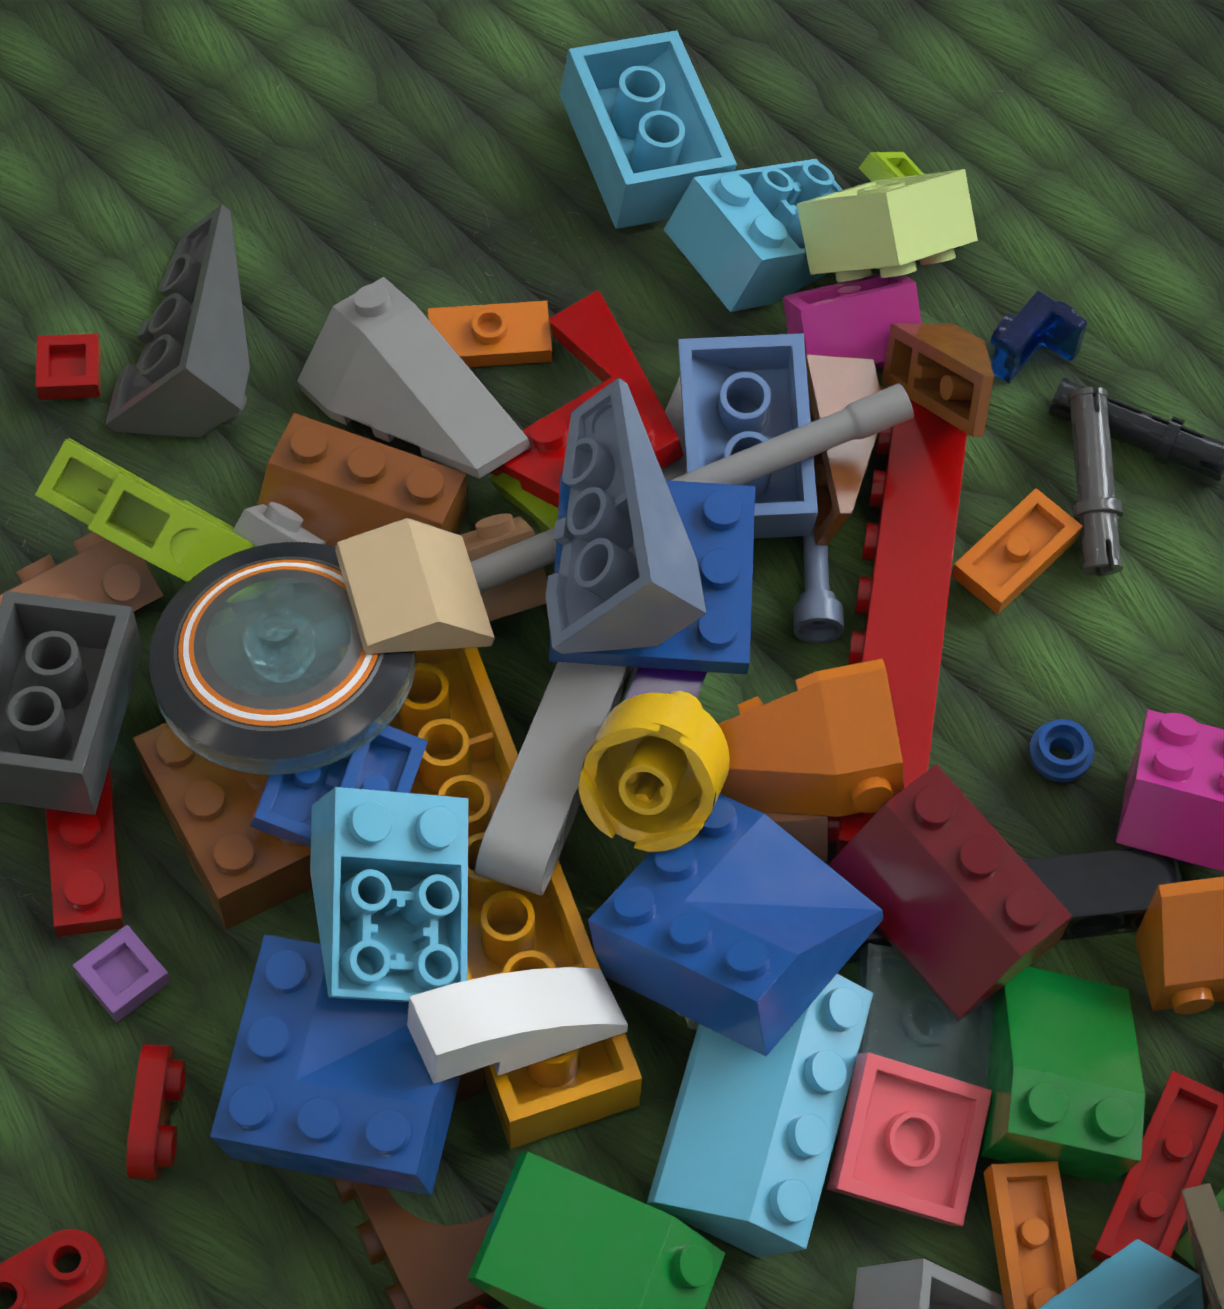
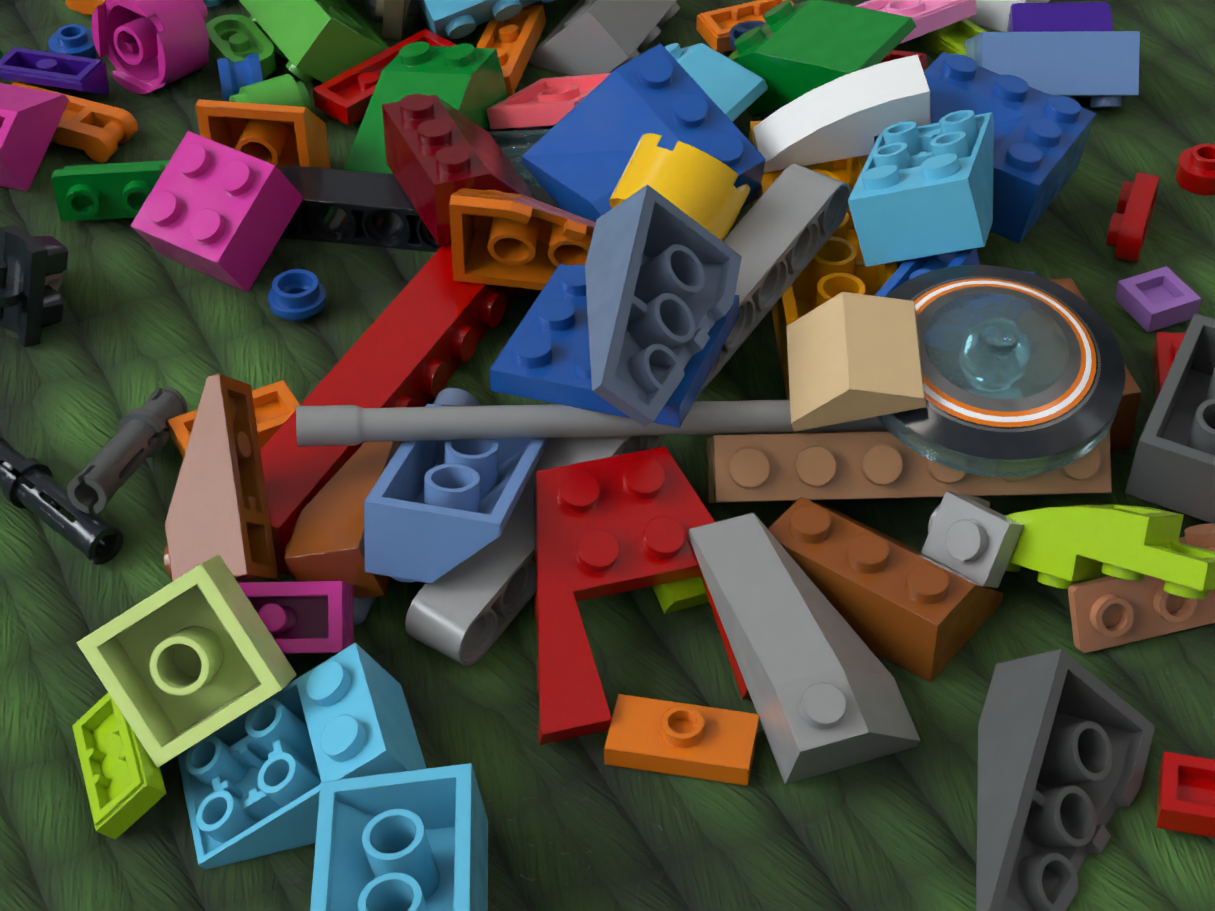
camera: 160 degrees left, 20 degrees down
(1037, 323) = (91, 592): clear blue bracket -> none

